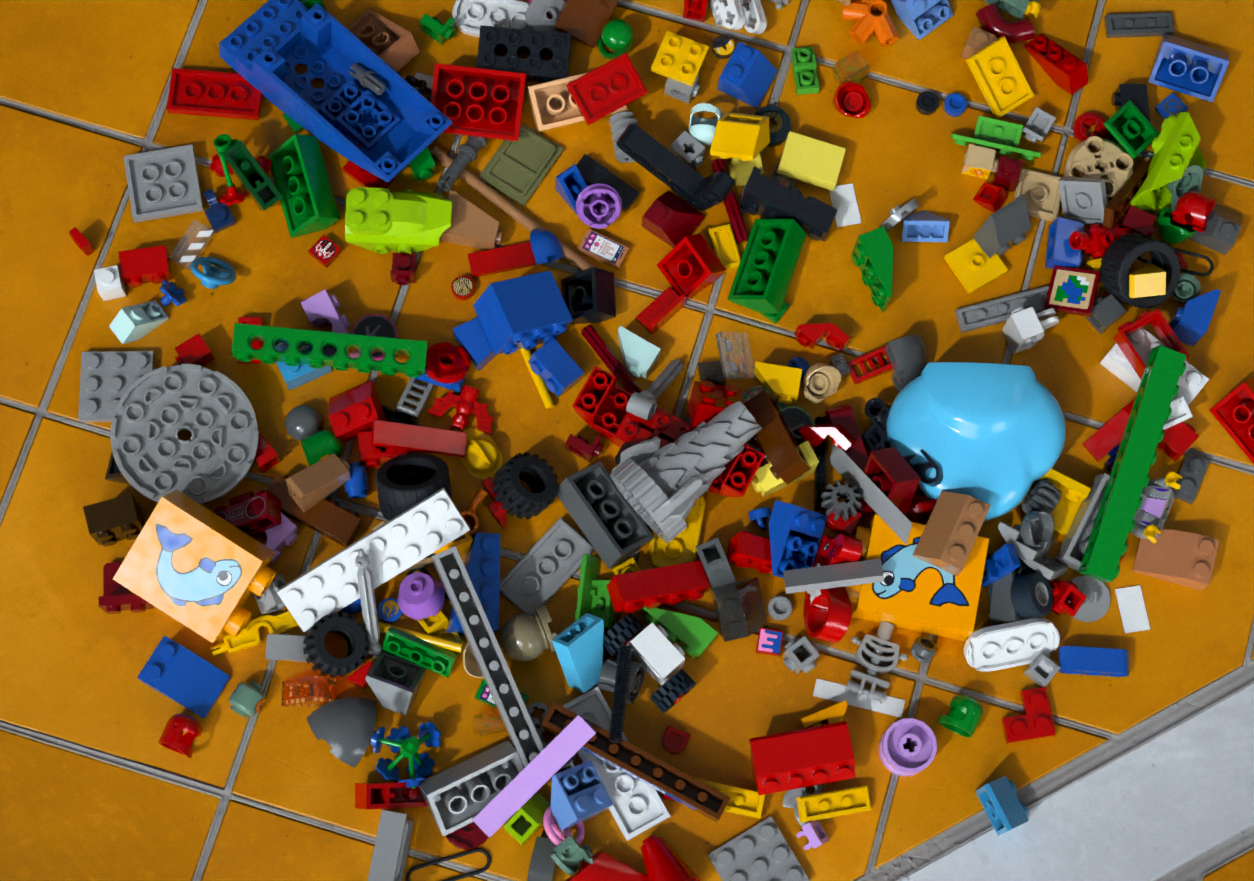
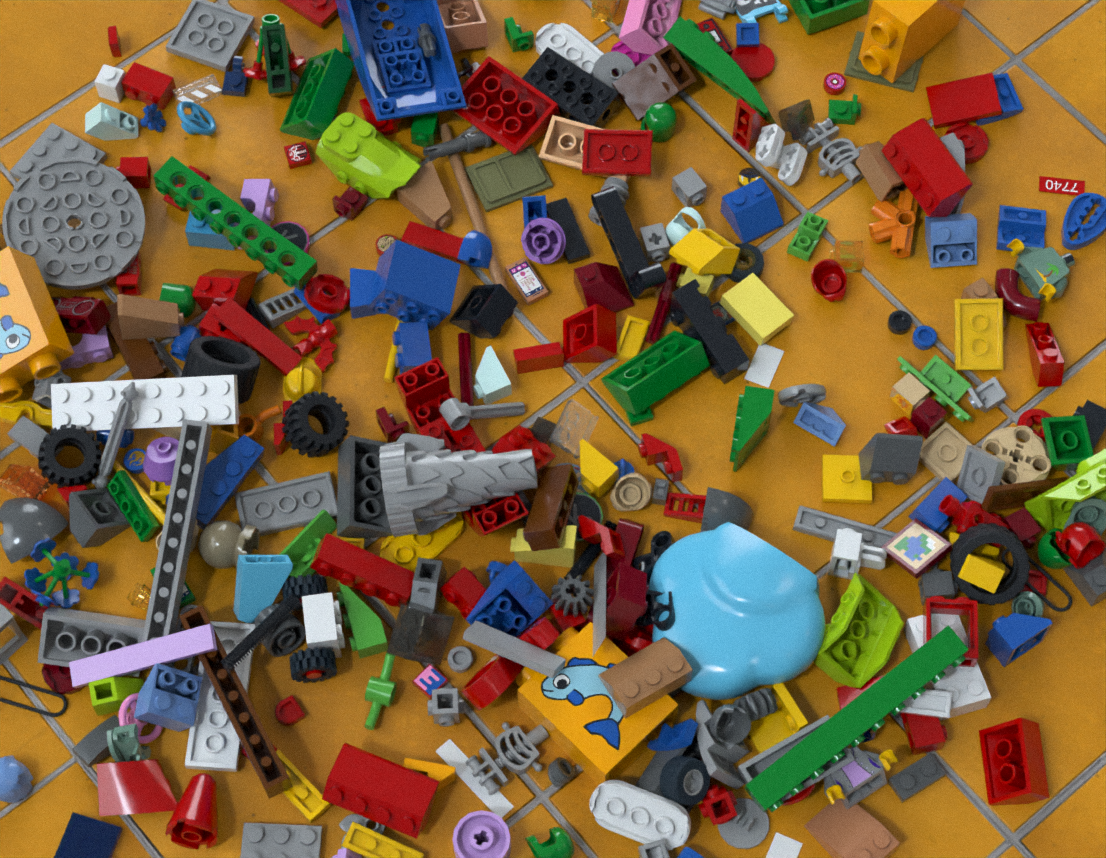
camera: 40 degrees right, 10 degrees down
(303, 422) = (180, 272): dark grey hair -> none
(680, 58) = (701, 164): yellow bracket -> none
(738, 676) = (380, 691): none -> bright green piece
(1082, 389) = (859, 635): none -> lime slope

